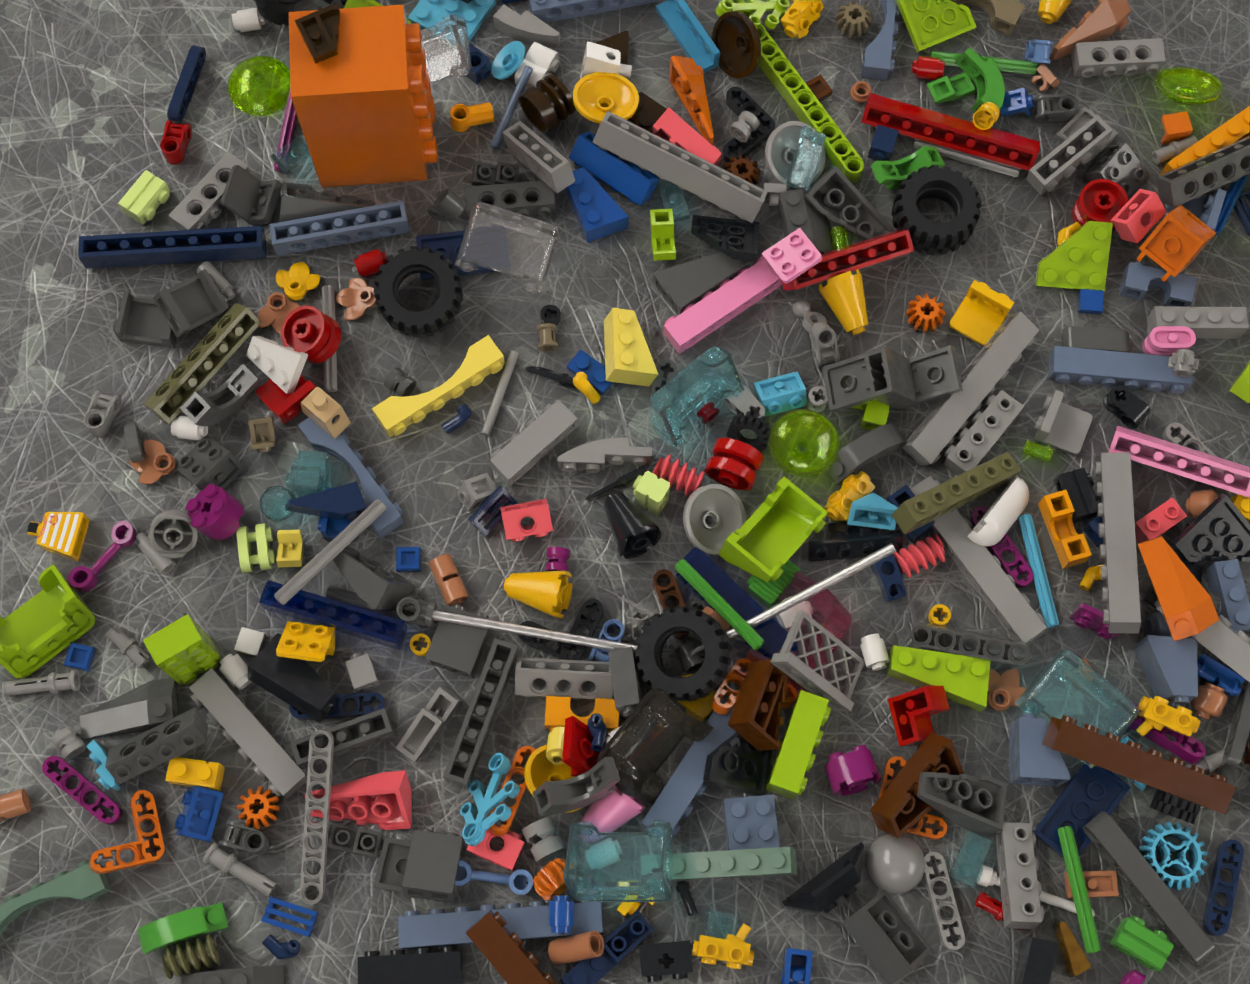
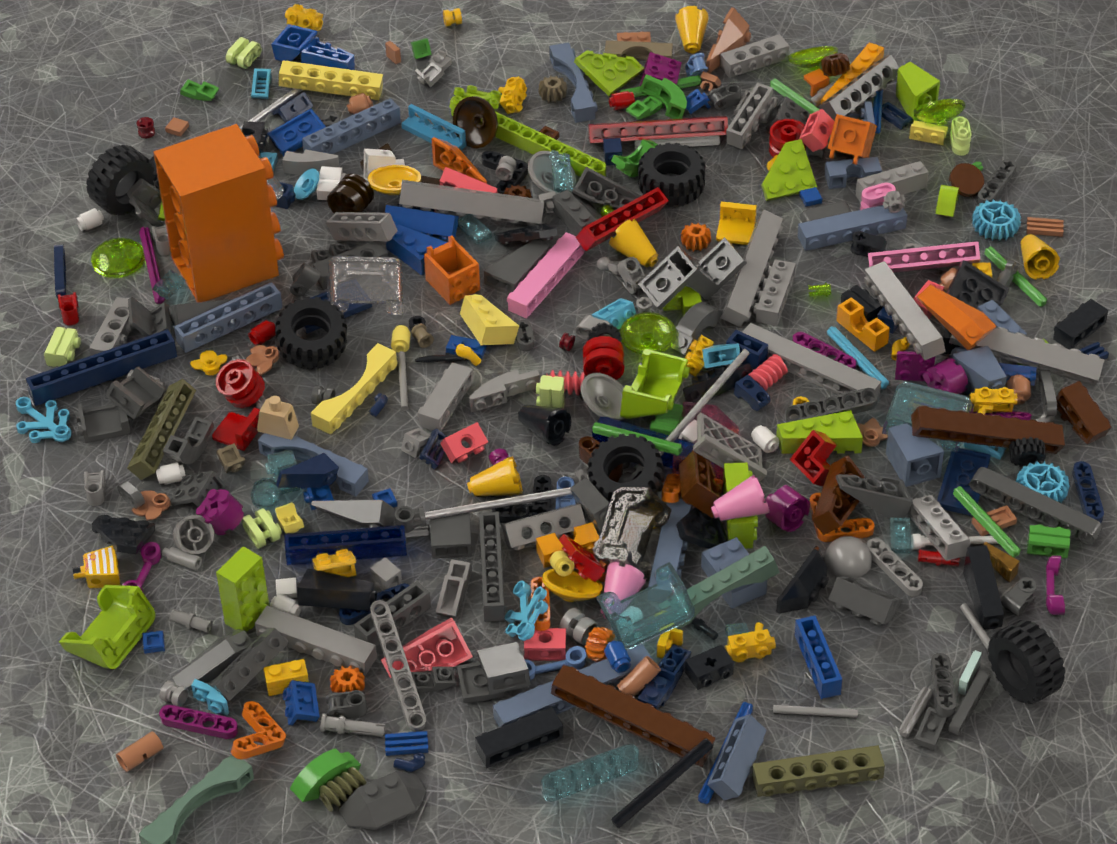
camera: 20 degrees left, 25 degrees down
(53, 682) = (141, 662): light grey pin -> none
(88, 296) = (57, 432): none -> medium azure plant
(103, 497) = (124, 534): none -> black plate
(273, 315) = (204, 385): nougat plate -> none
(277, 362) = (223, 406): white wing -> none
(321, 32) = (185, 152): dark brown wing -> none
(327, 554) = (325, 501): light grey axle -> none
(417, 638) = (416, 547): yellow bush -> none
(448, 580) = (421, 497): nougat pin -> none
(471, 116) = (290, 226): light orange piece -> none
(511, 107) = (323, 210): sand blue bar -> none
(520, 334) = (400, 339): none -> light yellow brick
(577, 792) = (595, 573): dark grey arch -> none
(598, 730) = (586, 542): dark blue arm -> none
(616, 261) = (452, 271): none -> orange container
(623, 480) = (525, 400): black piece -> none
(662, 234) = (476, 246): lime brick -> none
(707, 375) = (545, 326): clear light blue windscreen -> none
(790, 767) = (741, 501): none -> bright pink cone
(792, 256) = (581, 220): bright pink bracket -> none
(860, 86) = (580, 128): nougat plate -> none
(955, 493) = (774, 321): olive brick -> none
(984, 120) = (679, 110): yellow wheel -> none
(994, 40) = (661, 67): none -> magenta bracket
(1001, 514) = (813, 329): white brick -> none
(1062, 425) = (829, 270): light grey bracket -> none
(1125, 657) = (946, 376): none -> magenta brick
(1140, 143) = (798, 99): none -> bright green axle
(1207, 118) = (835, 64): none -> reddish brown gear

